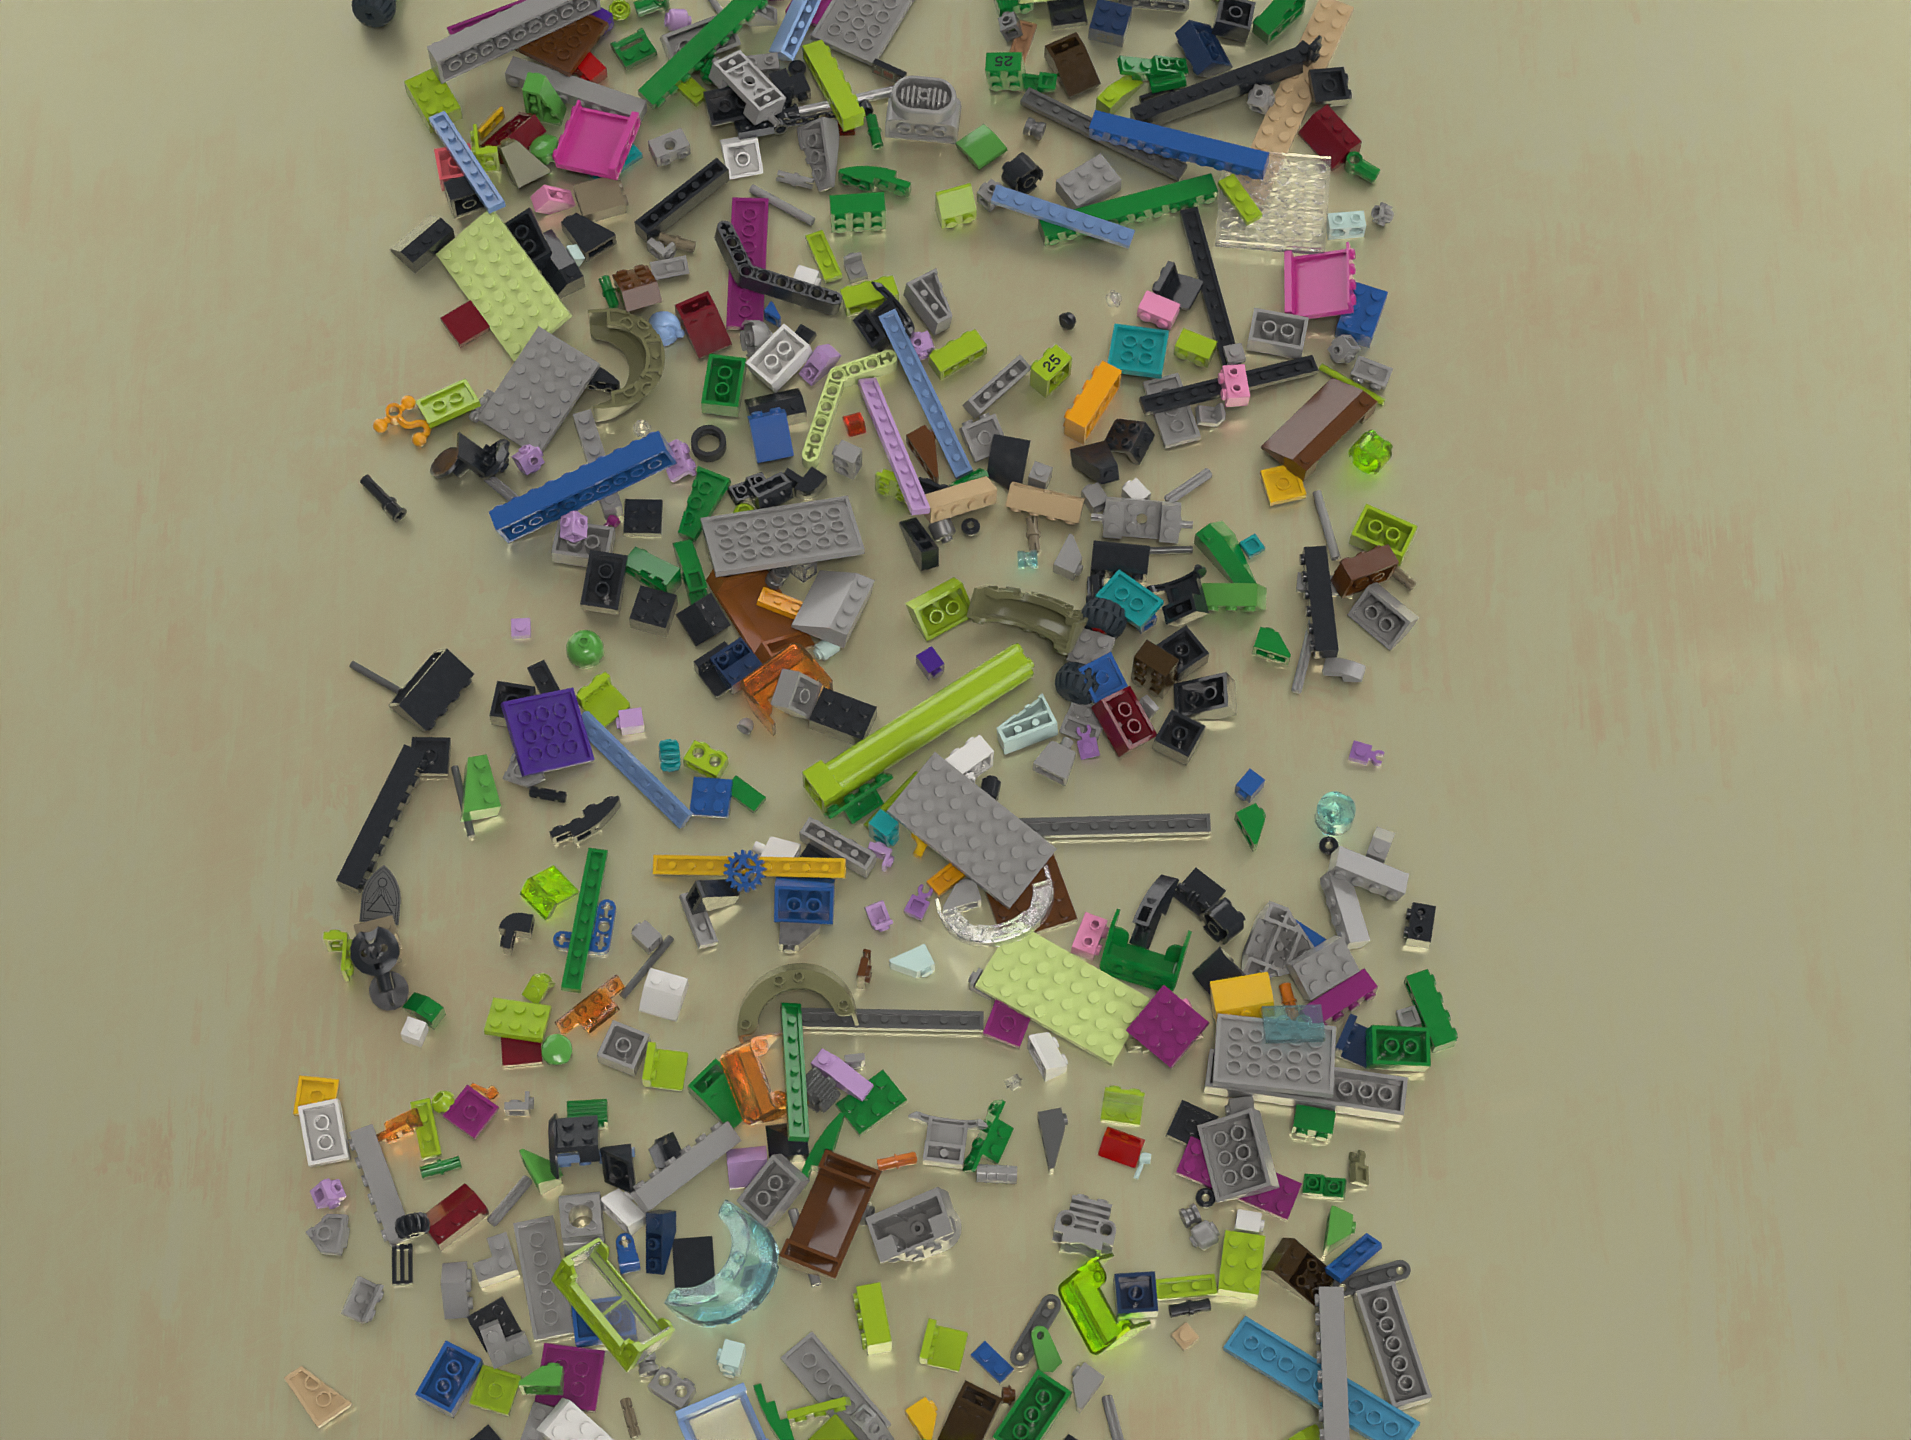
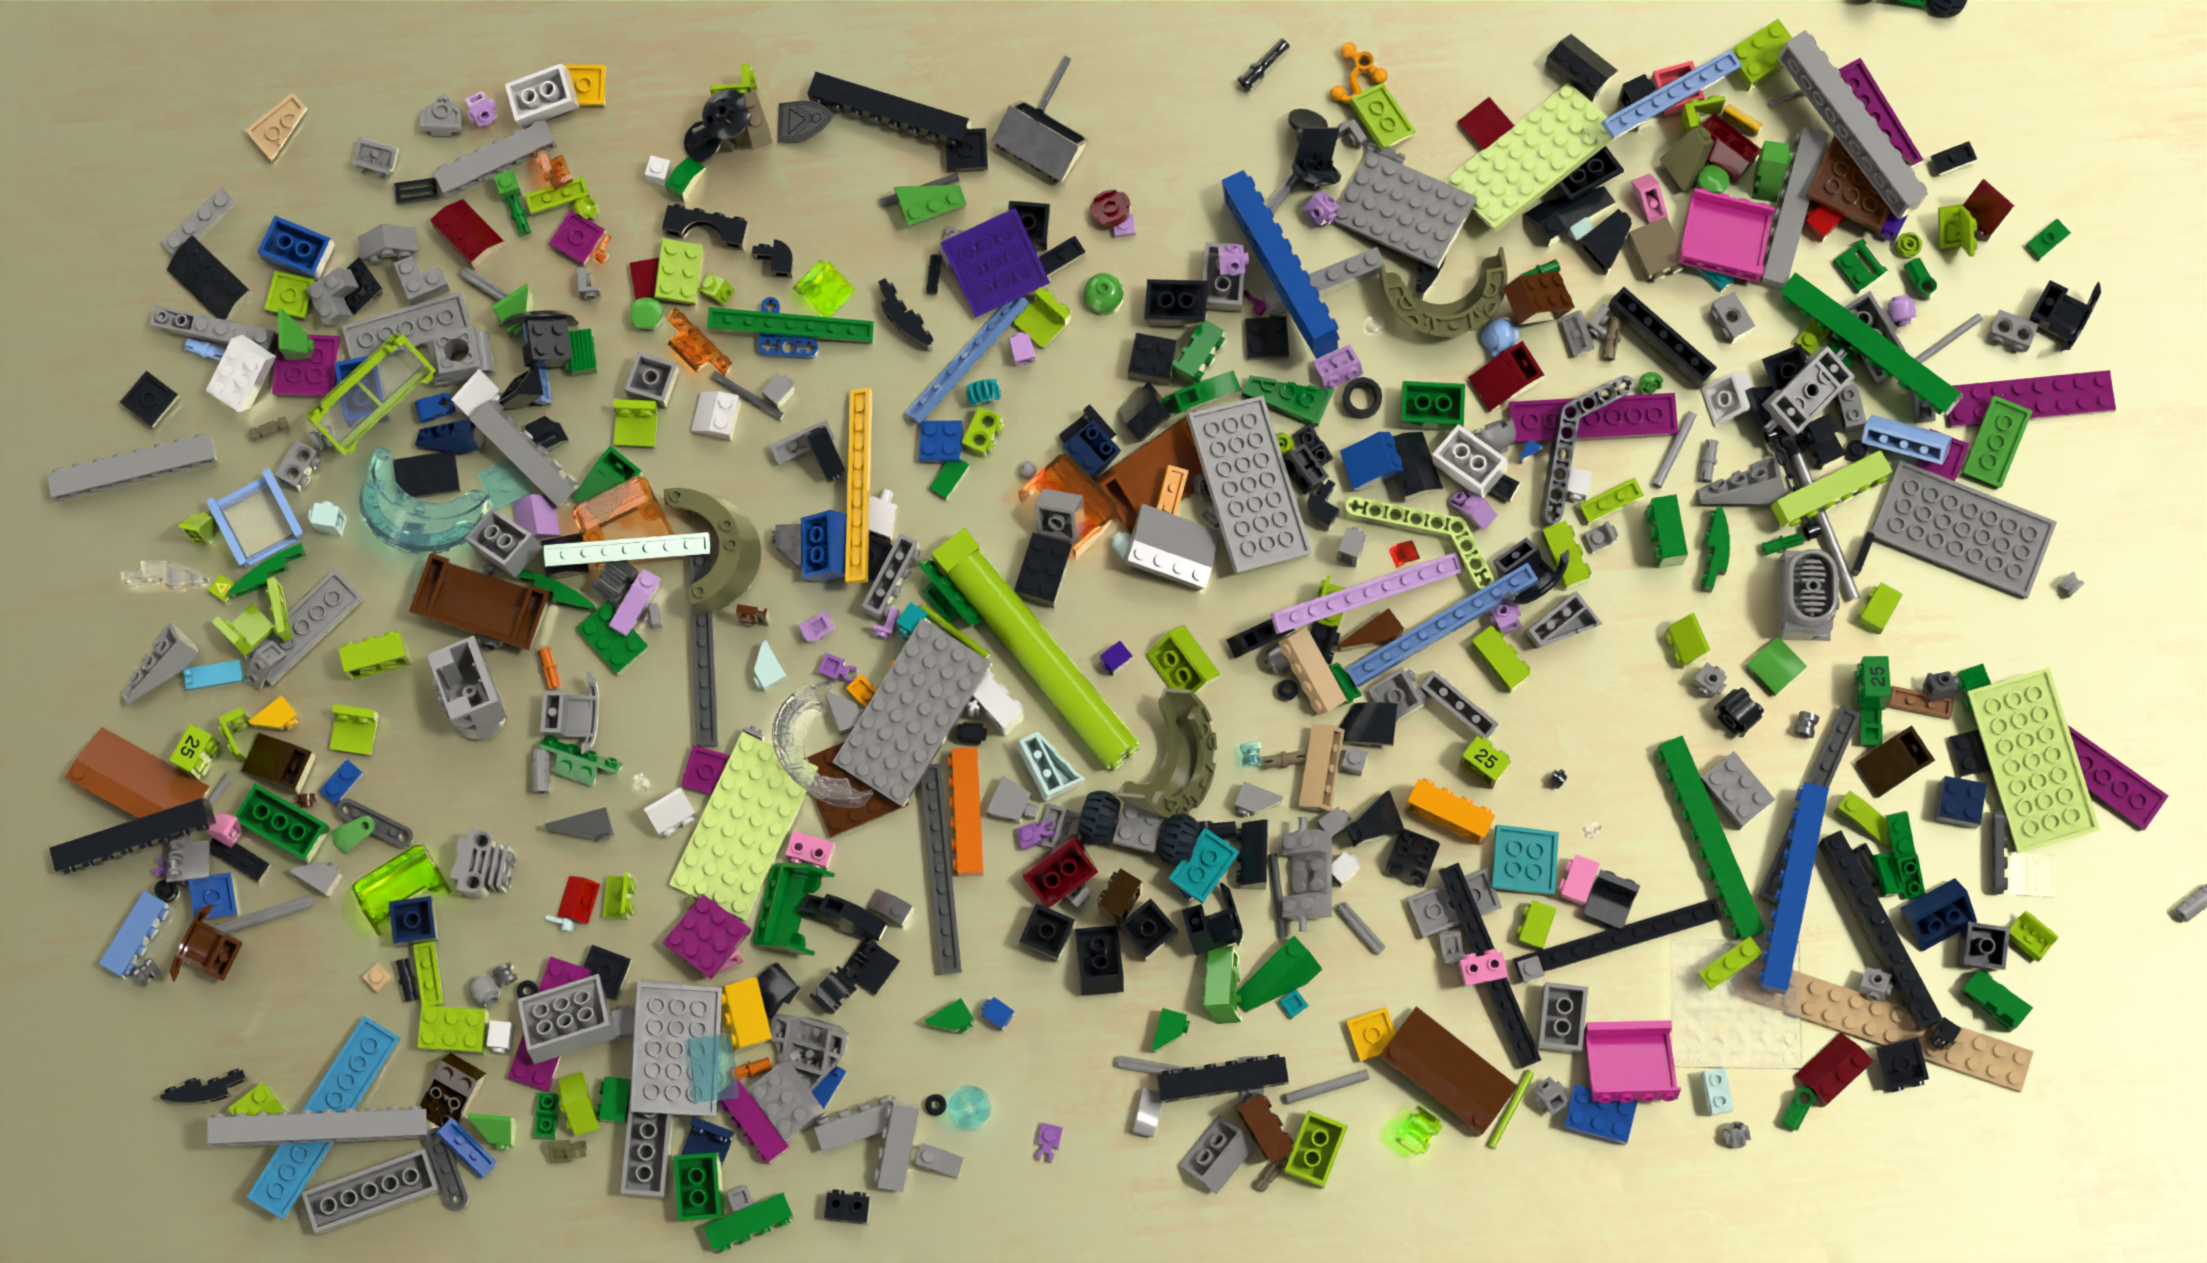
camera: 90 degrees right, 10 degrees up
(410, 1173) = (507, 184): none -> bright green brick
(412, 1225) = (443, 190): black gear -> none
(461, 425) = (1355, 134): none -> light grey bracket
(477, 100) = (1773, 103): none -> light grey hinge
(483, 970) = (680, 221): none -> black arch
(504, 635) = (1111, 208): none -> dark red tile
(708, 1193) = (505, 484): none -> clear light blue tile
(719, 214) = (1650, 382): none -> bright green plate
(745, 878) = (848, 479): blue gear -> none
(937, 63) = (1880, 607): none -> lime brick
(1062, 216) = (1685, 761): medium blue plate -> none
(1063, 799) = (967, 812): none -> orange brick
(1107, 676) = (1102, 847): blue plate -> none
(1147, 870) = (890, 907): none -> flat silver slope
(1316, 1152) = (577, 1103): none -> lime brick
(1371, 372) = (1524, 1129): light grey bracket -> none

